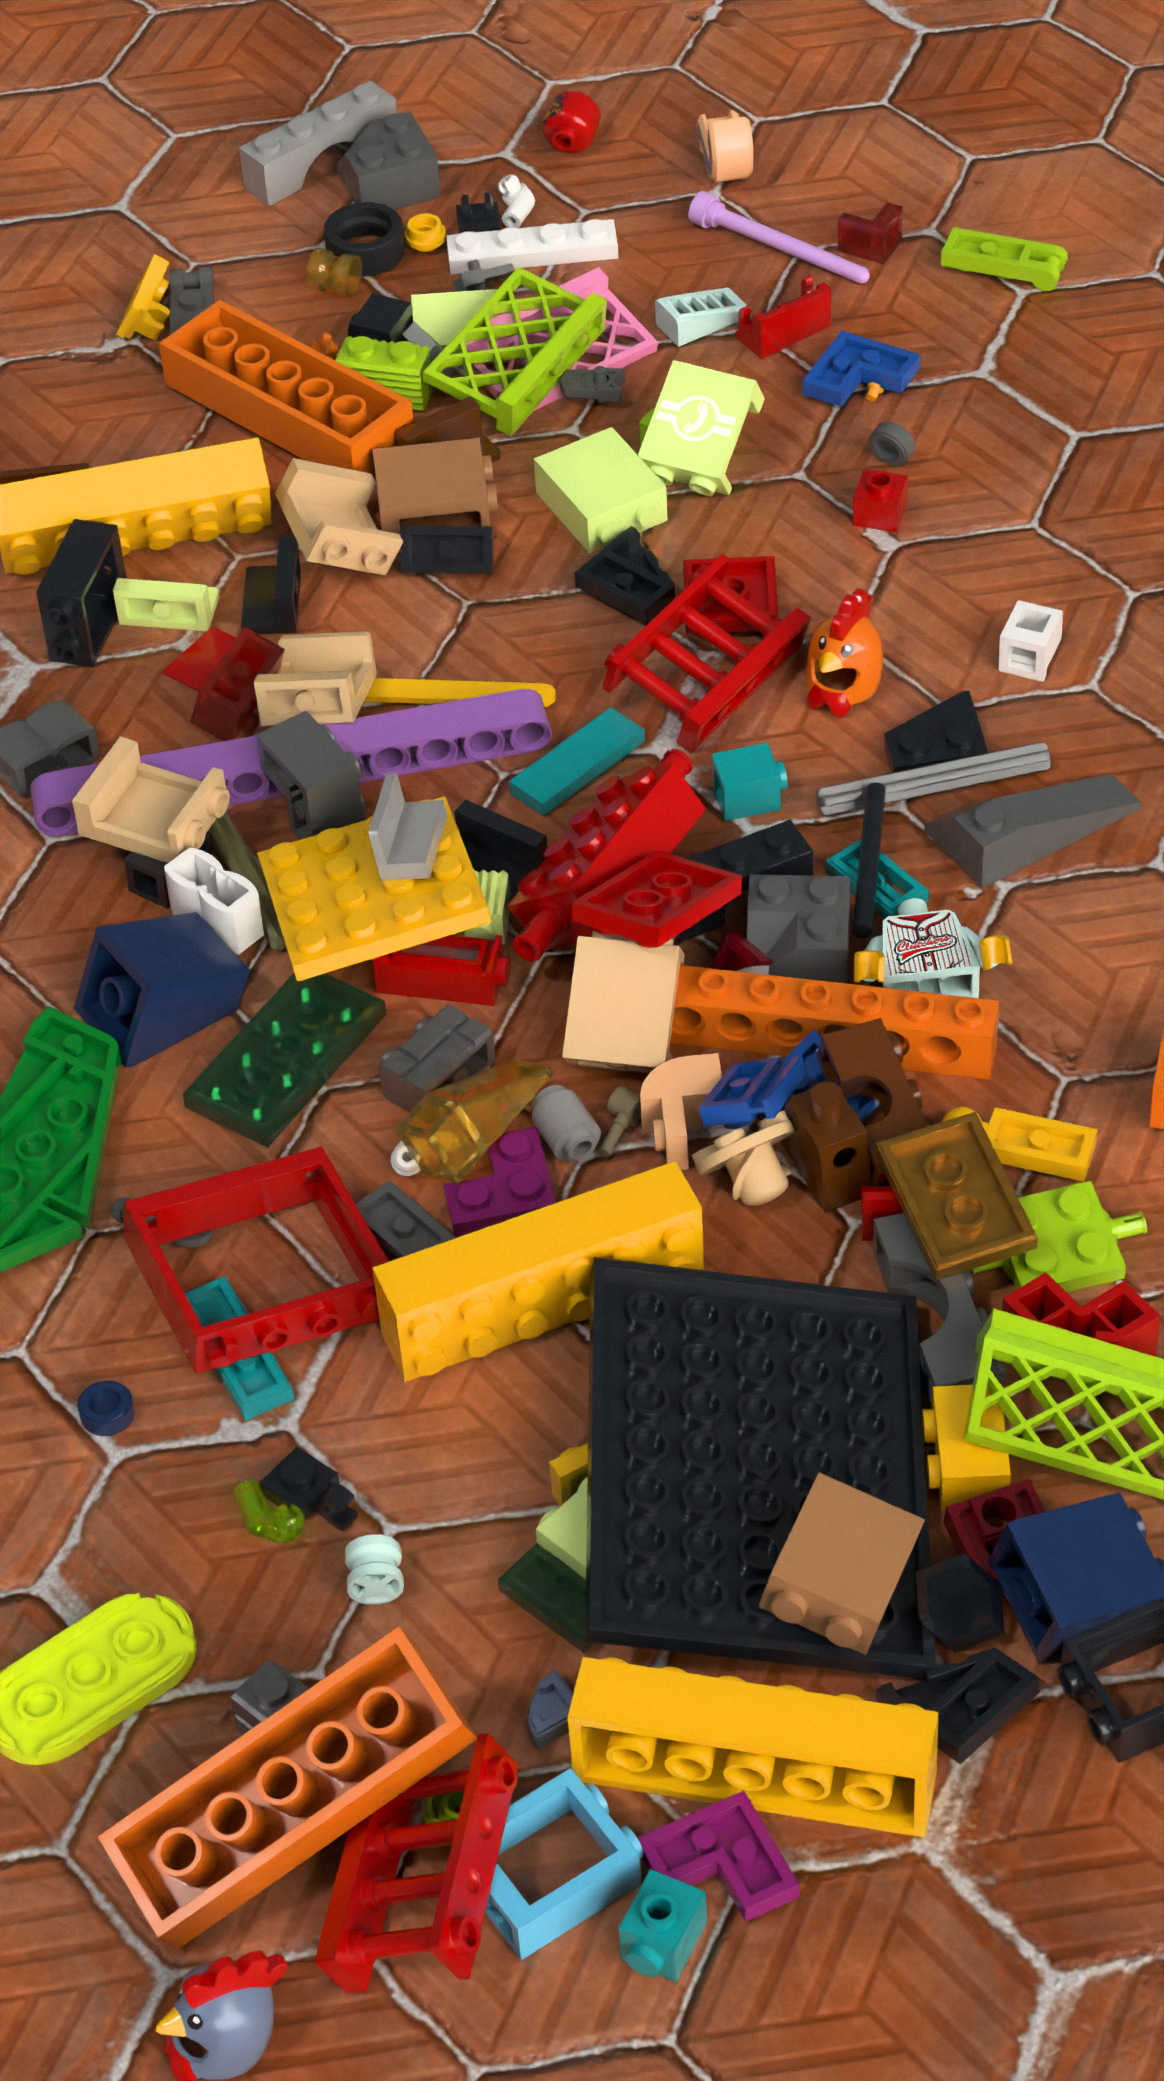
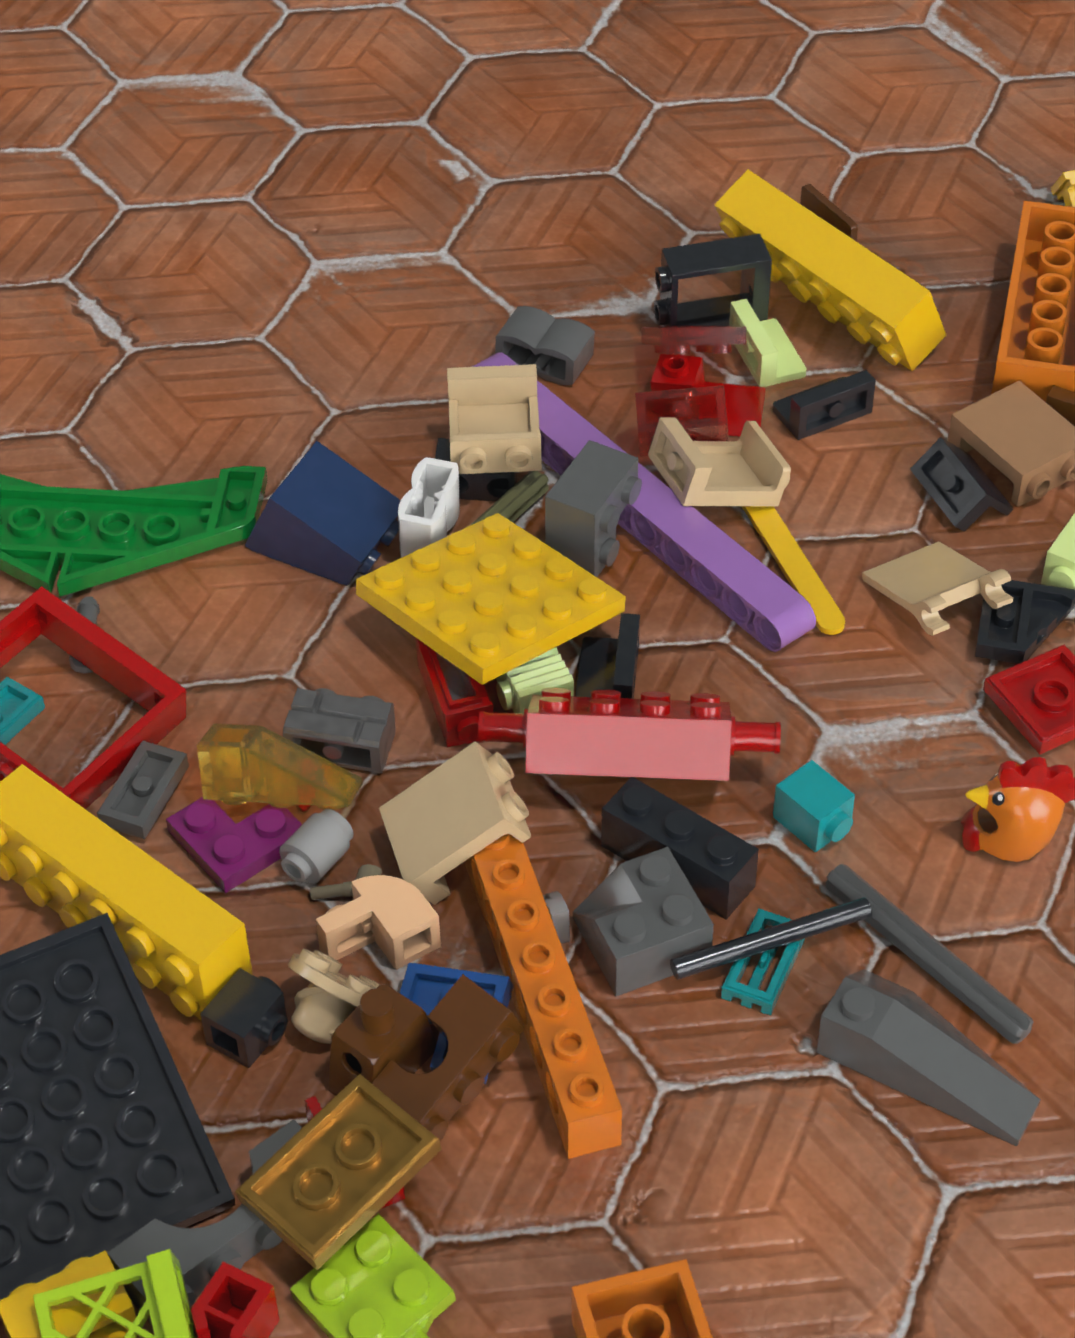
camera: 60 degrees right, 0 degrees up
(133, 635) = (706, 338): none -> clear red plate
(171, 675) = (677, 372): none -> red plate
(284, 1056) = (296, 632): clear green plate -> none
(332, 519) = (919, 394): tan panel -> none
(405, 833) = (533, 574): light grey panel -> none
(557, 606) = (935, 580): none -> tan flag
(576, 761) = (767, 679): teal tile -> none
(656, 899) = (554, 778): red plate -> none
(724, 690) = (919, 743): red fence -> none
(732, 1232) = (245, 1017): none -> black brick
(738, 953) = (580, 887): dark red tile -> none
(751, 1089) = (387, 955): blue plate -> none
(929, 953) = (666, 1029): light aqua torso -> none
(936, 735) = (987, 934): black wing -> none
(1038, 1142) = (485, 1215): yellow plate -> none

